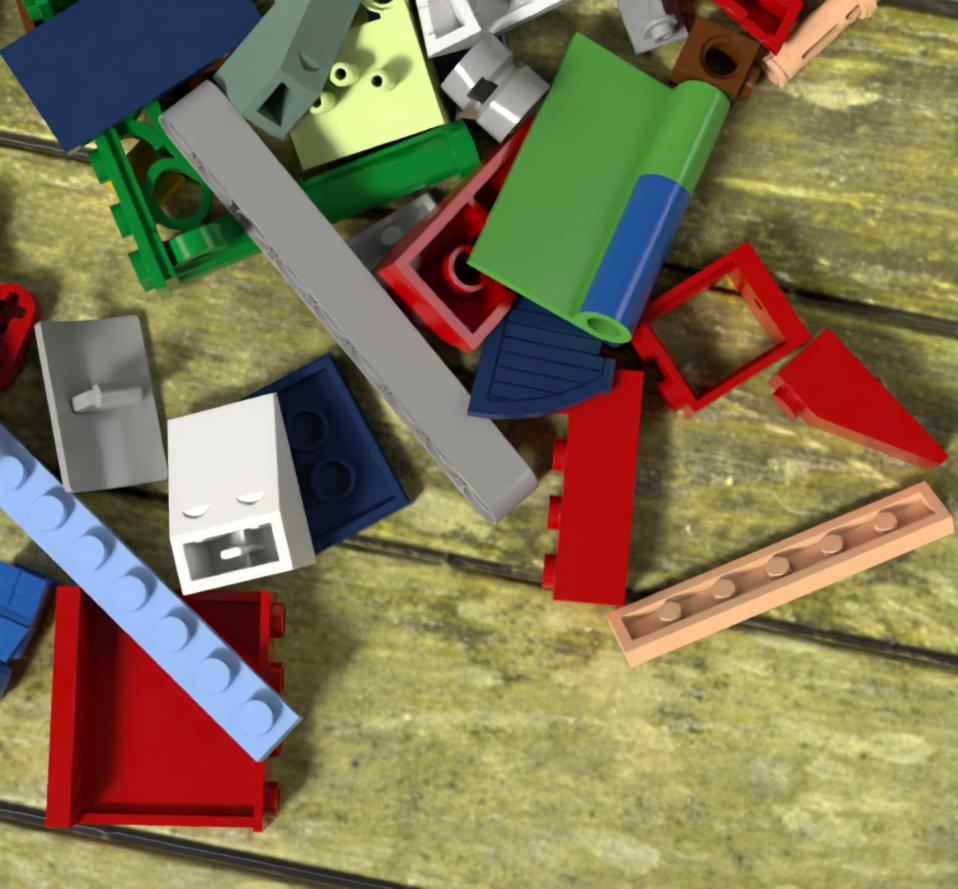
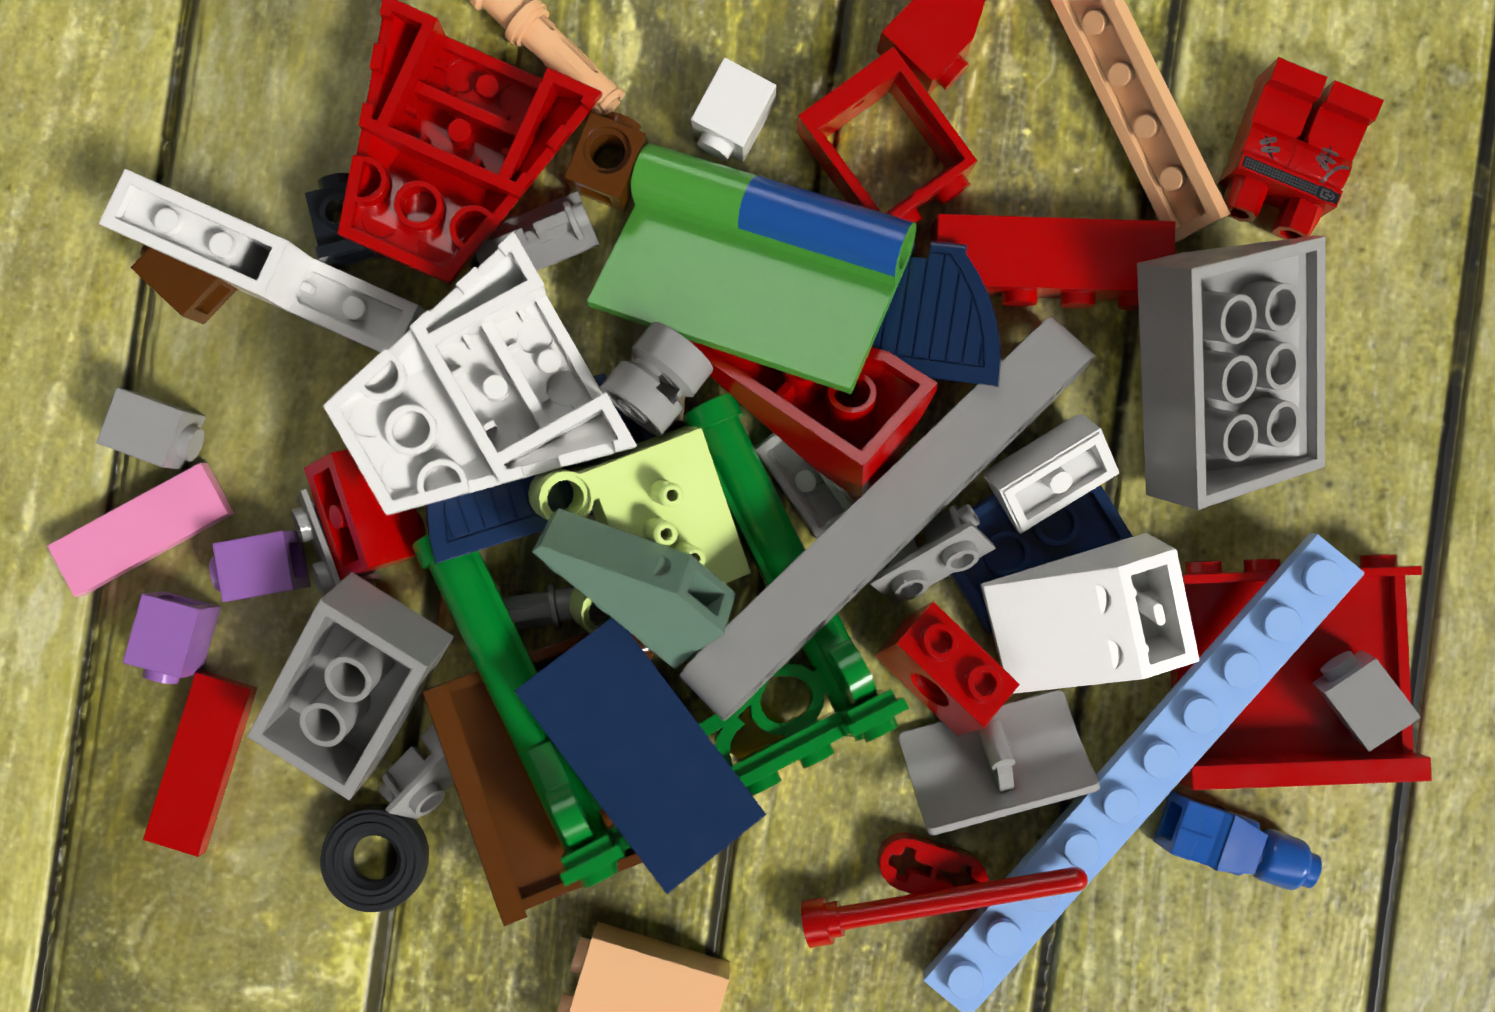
camera: 90 degrees left, 5 degrees up
(134, 767) = (1365, 698): none -> light grey brick
(195, 355) = (947, 670): none -> red brick
(299, 338) = (951, 547): none -> light grey hinge
(382, 473) = (1051, 472): none -> white slope
(472, 655) = (1232, 368): none -> light grey slope
(673, 737) = (1295, 147): none -> red hips
(757, 185) = (732, 111): none -> white brick

